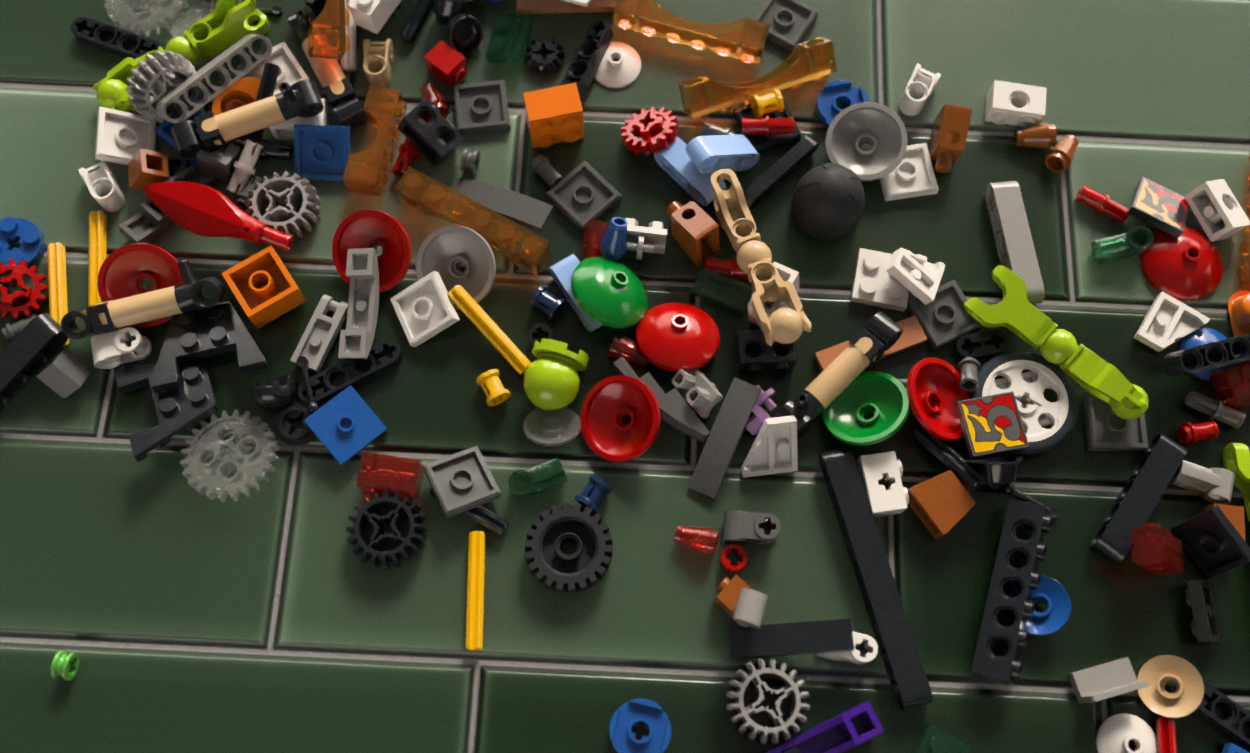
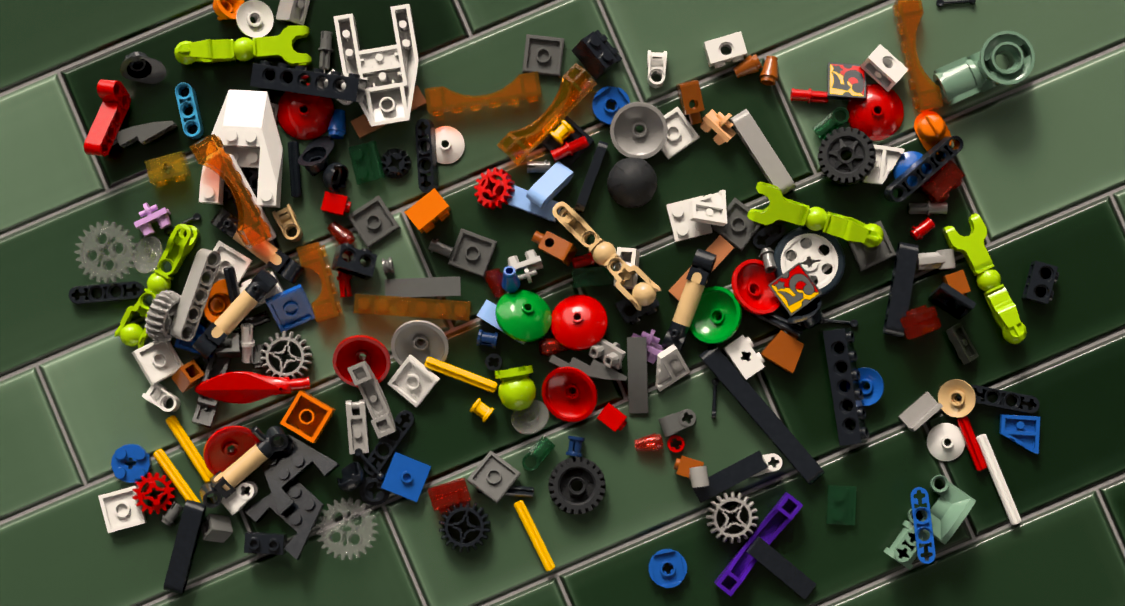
camera: 25 degrees left, 15 degrees up
(109, 419) = (265, 543): none -> black brick
(662, 479) = (612, 417): none -> red brick
(825, 501) = (715, 382): none -> black hinge
(851, 40) = (596, 54): none -> black brick
(964, 176) = (720, 125): none -> light nougat hips
(1150, 285) = (844, 141): none -> black wheel

